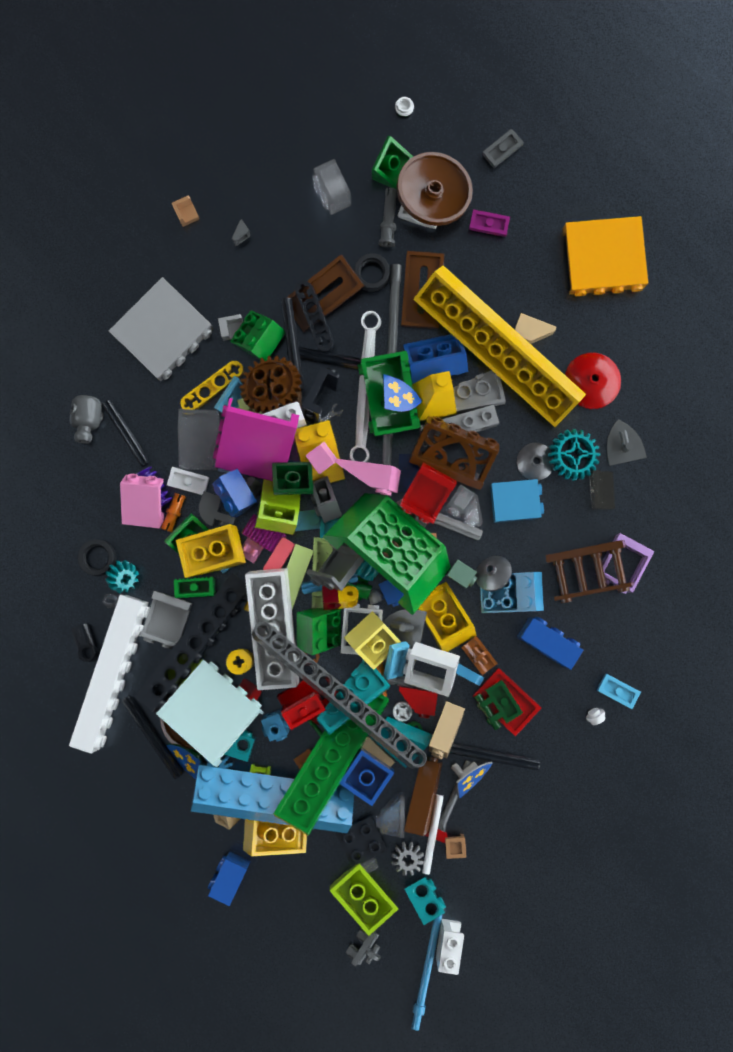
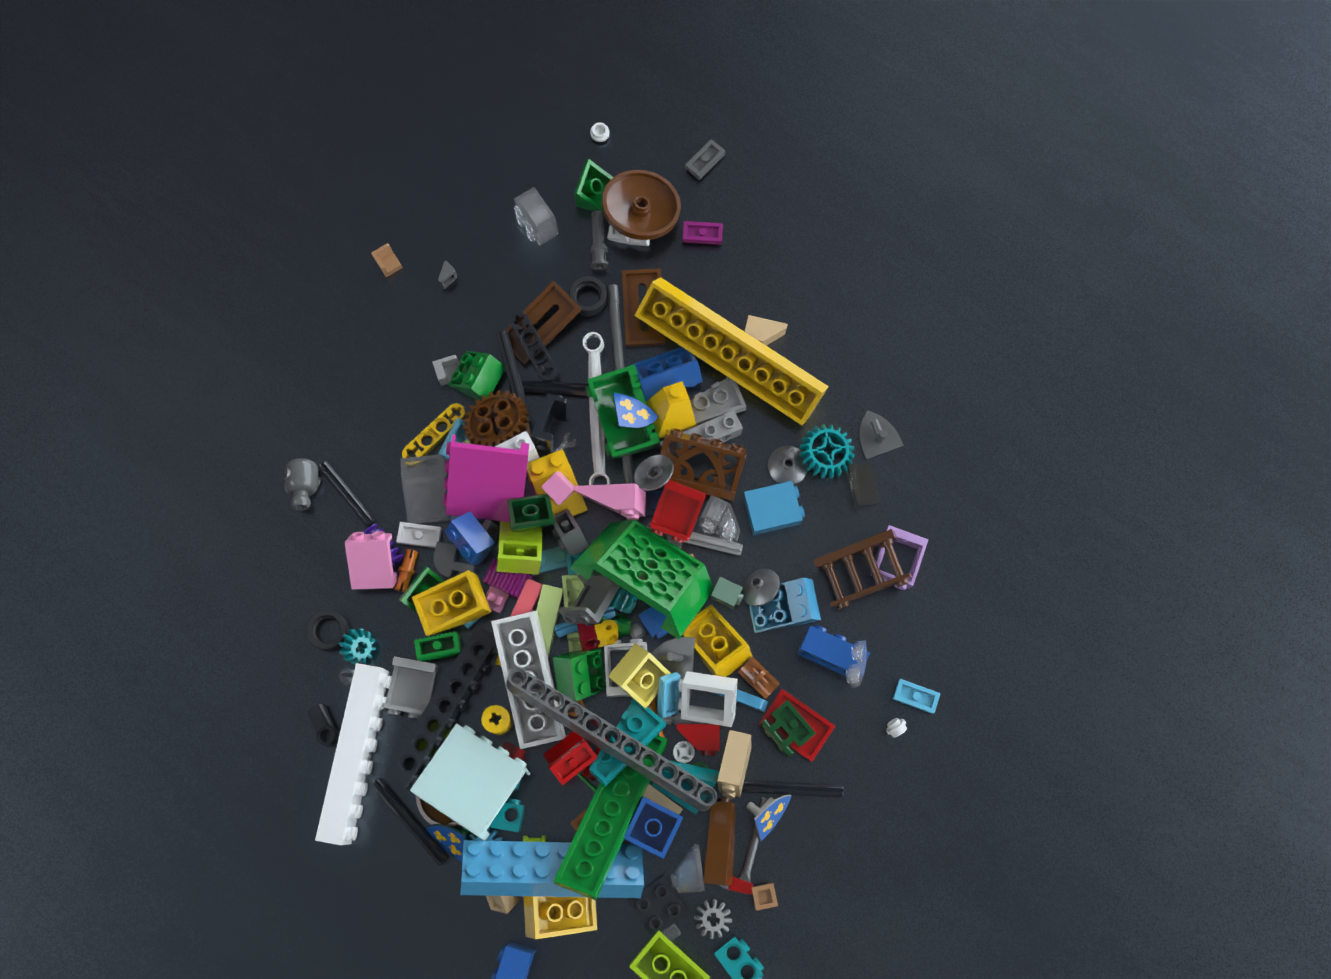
camera: 10 degrees left, 10 degrees down
(162, 329) = (374, 381): light grey panel -> none
(275, 726) = (538, 785): dark azure brick -> none
(409, 450) = (653, 472): none -> flat silver dish
(432, 834) = (736, 887): white bar -> none
(568, 667) = (856, 671): none -> clear slope
(600, 392) = (842, 385): red dish -> none
(606, 255) = (827, 249): light orange panel -> none

